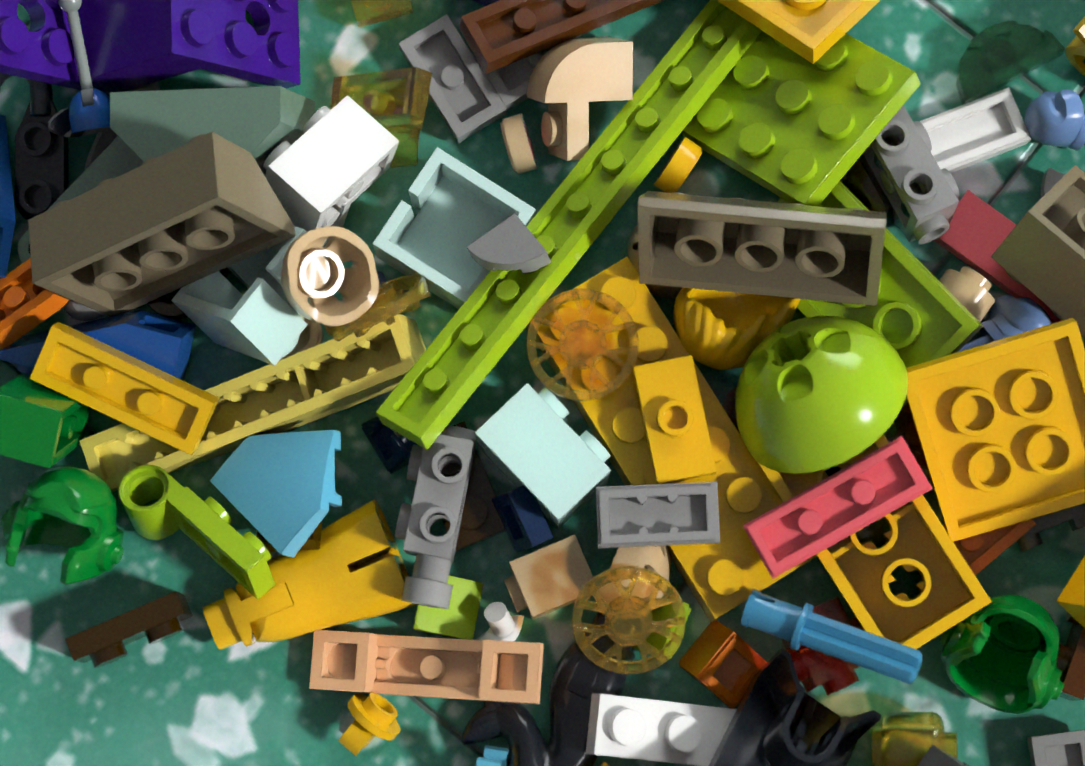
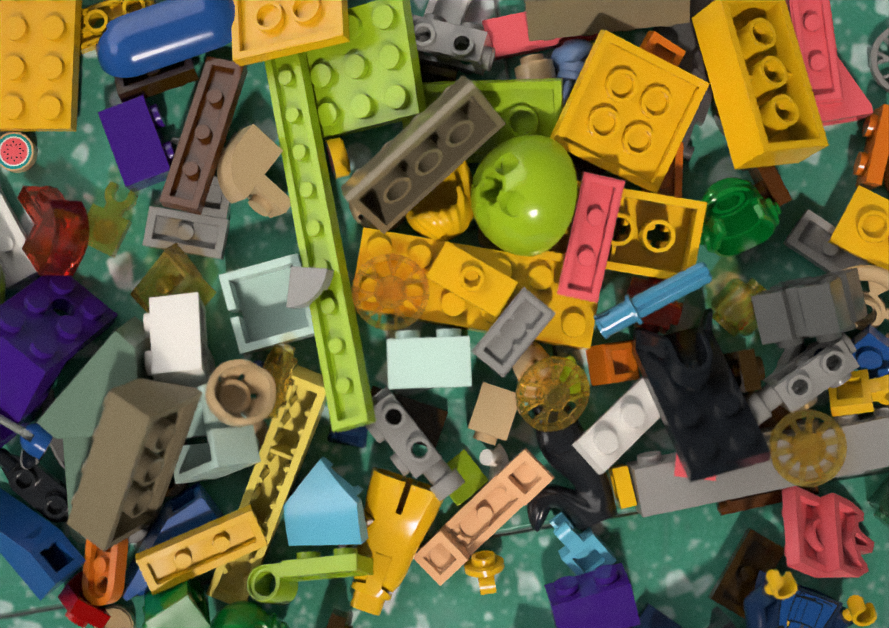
camera: 50 degrees left, 5 degrees up
(518, 144) = (252, 229): tan tile -> none
(522, 518) = (451, 401): dark blue tile -> none

